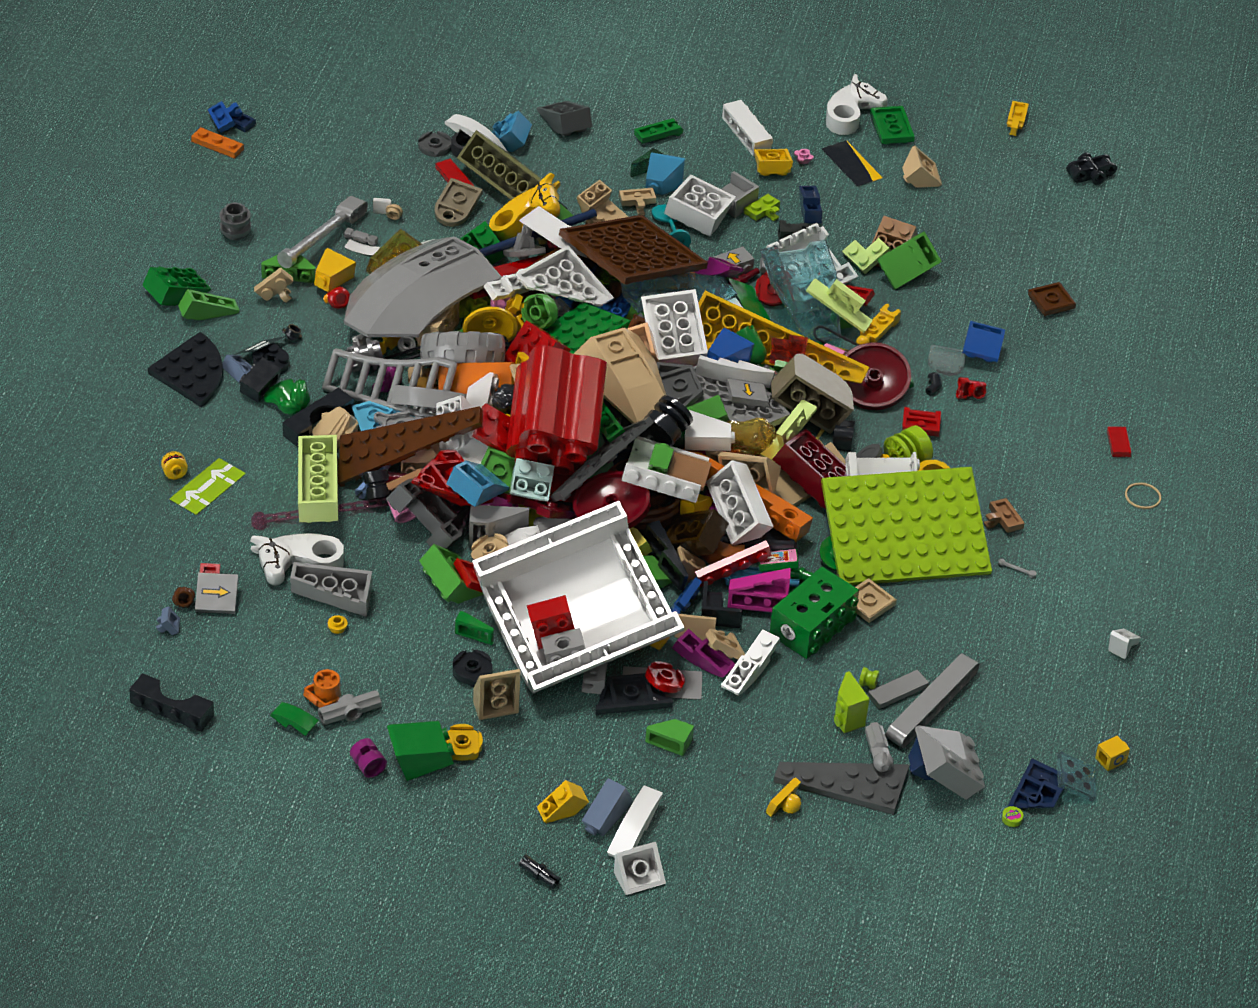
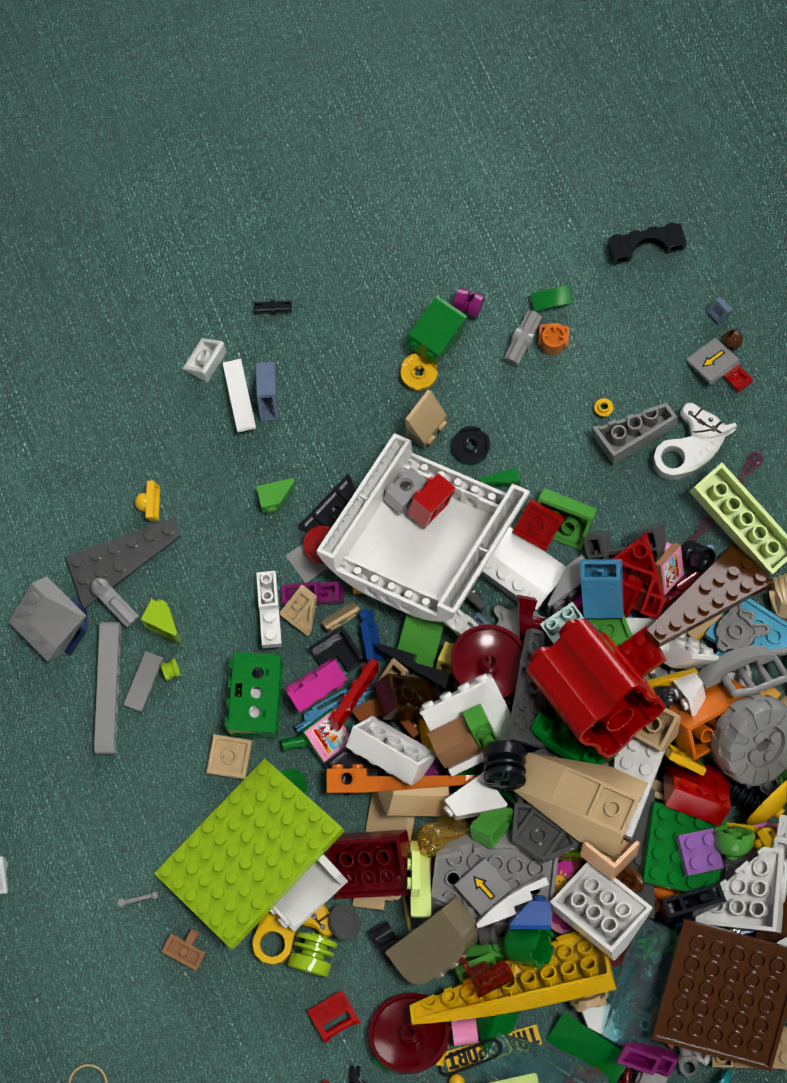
camera: 150 degrees right, 30 degrees up
(487, 543) = (544, 565): tan plate -> none
(563, 802) = (302, 373): yellow slope -> none
(572, 319) = (698, 852): none -> medium lavender plate
(608, 299) = (691, 904): none -> black slope

